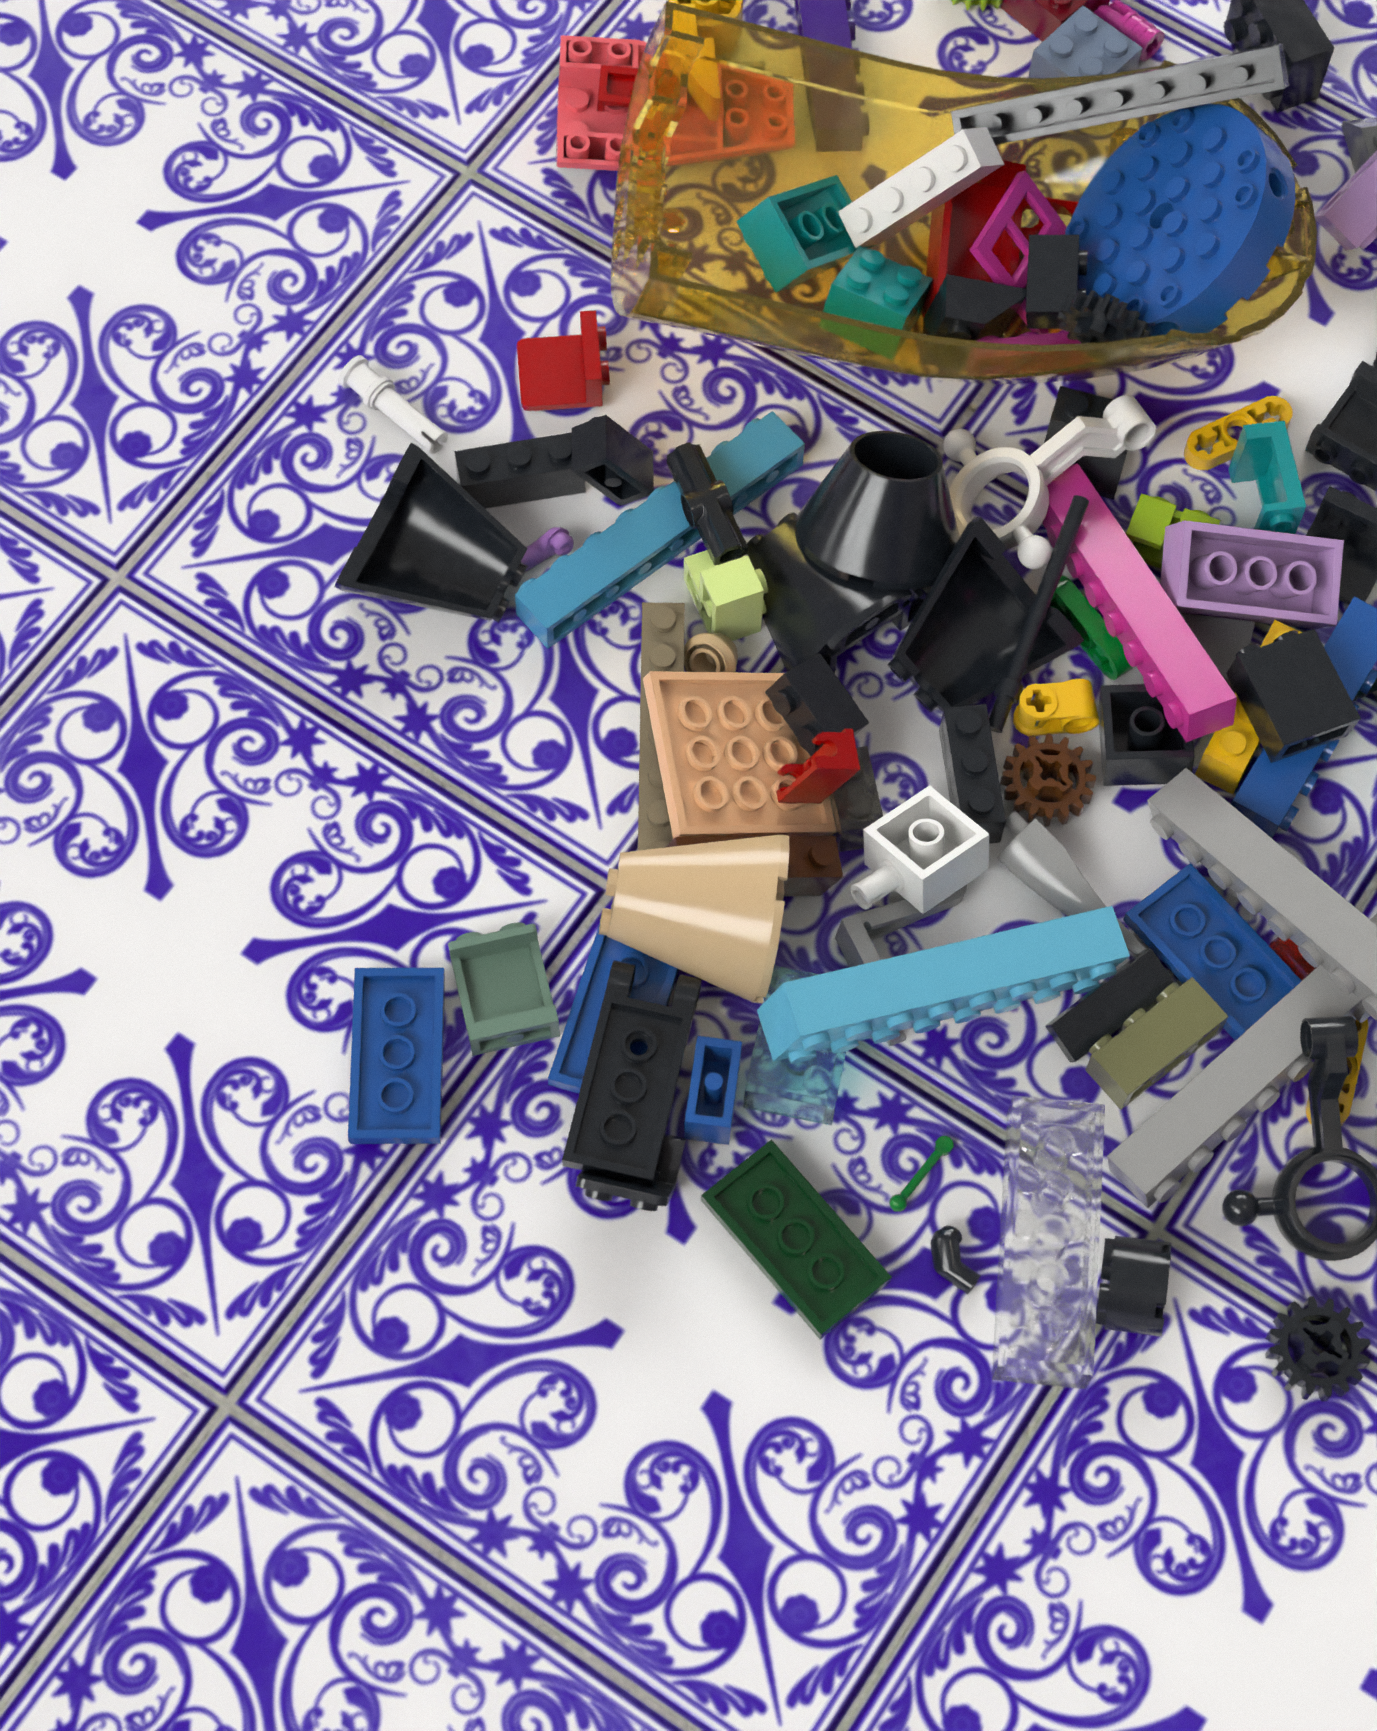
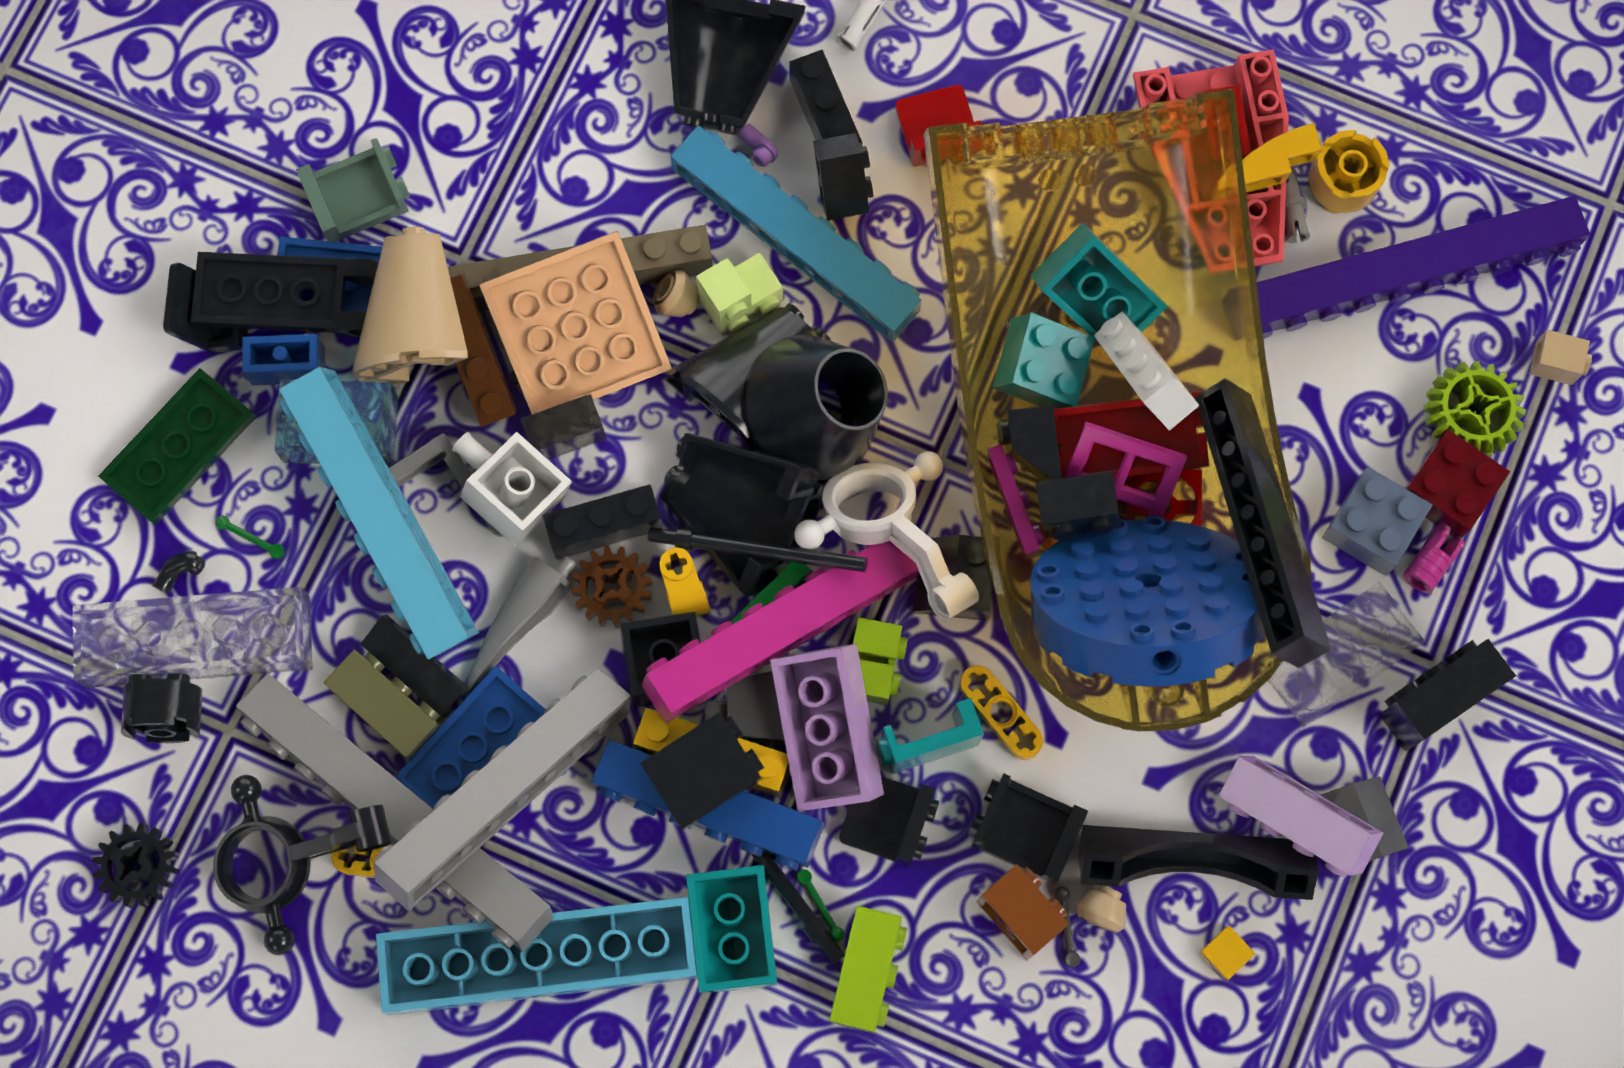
camera: 80 degrees right, 10 degrees up
(397, 1056) = (287, 124): blue plate -> none
(706, 503) = (806, 257): black piece -> none
(815, 702) = (631, 379): black brick -> none
(823, 770) = (563, 391): red hinge -> none
(1099, 319) = (1021, 546): black gear -> none

